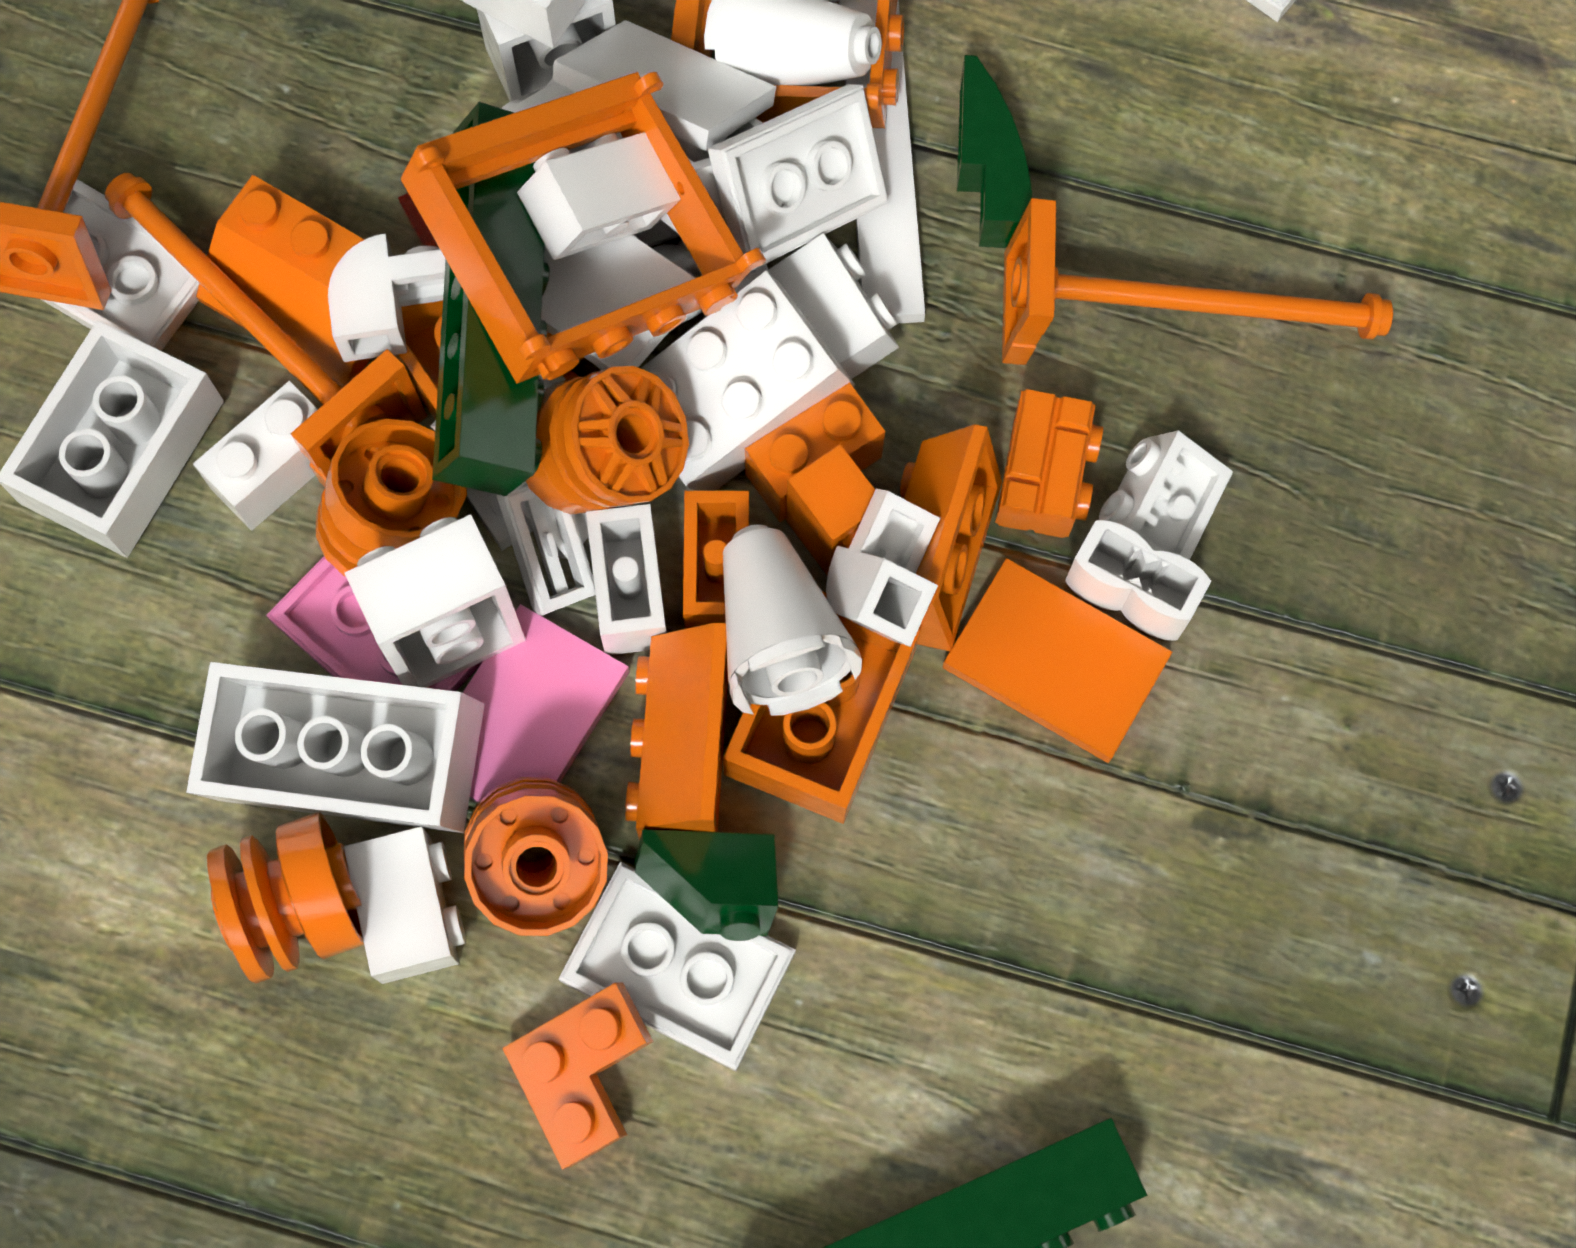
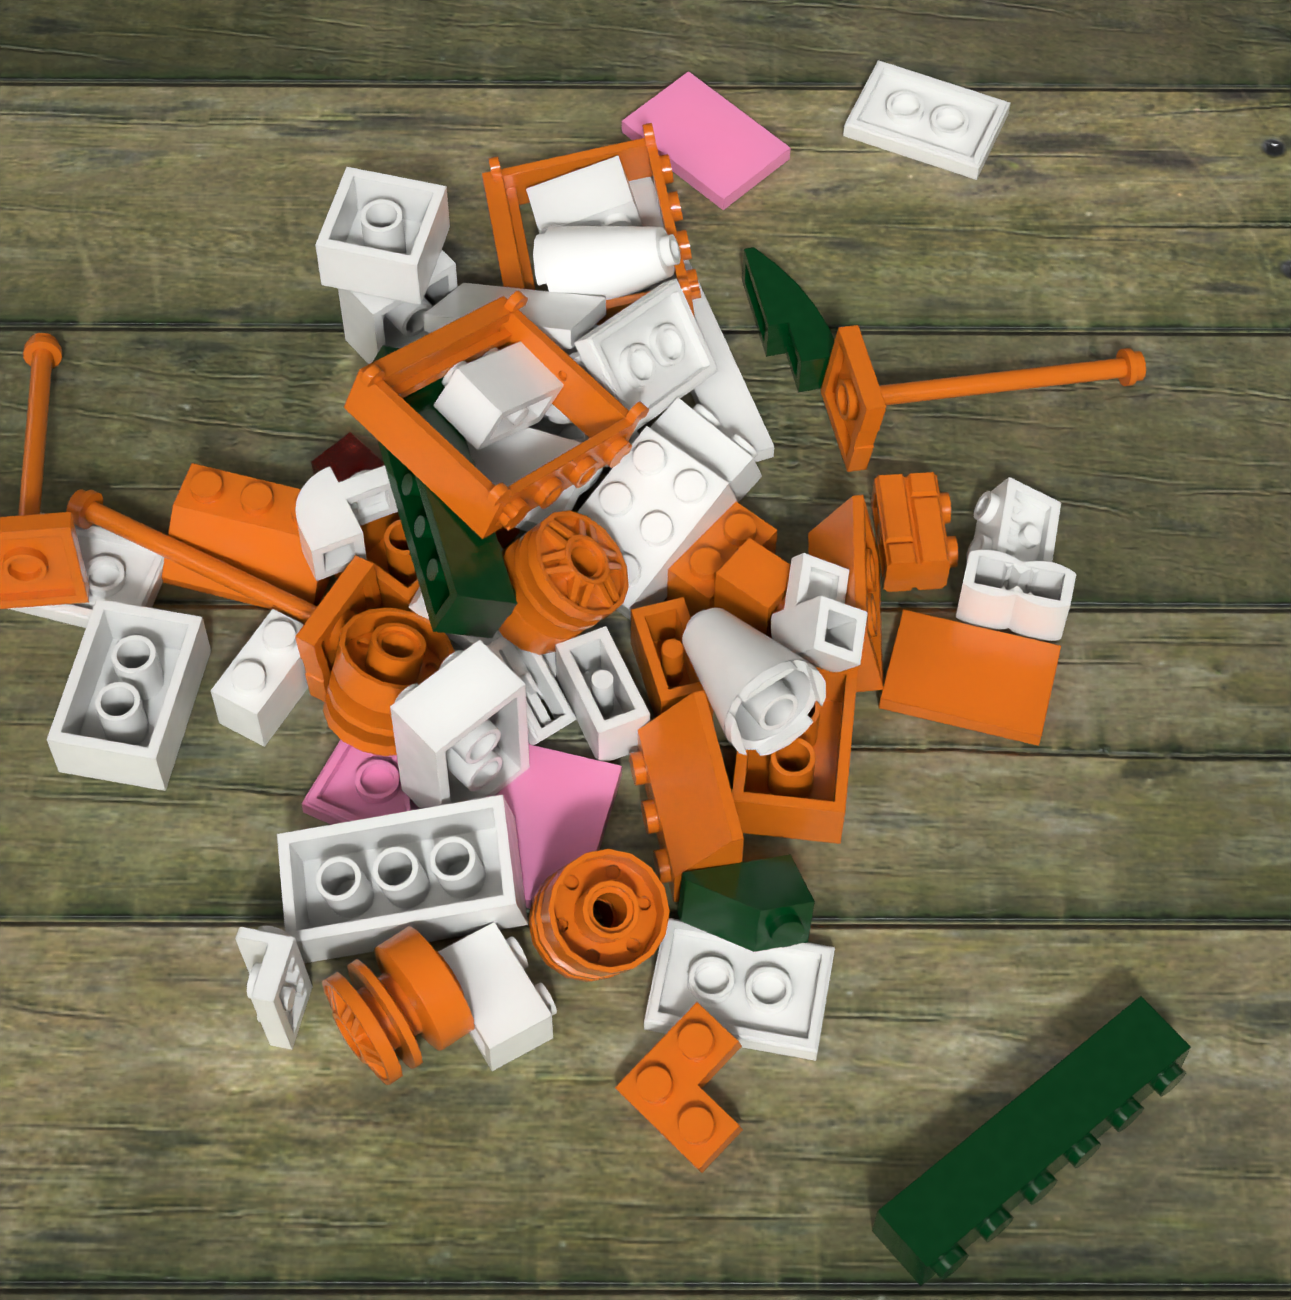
camera: 15 degrees left, 15 degrees down
(168, 838) = (276, 981): none -> white bracket

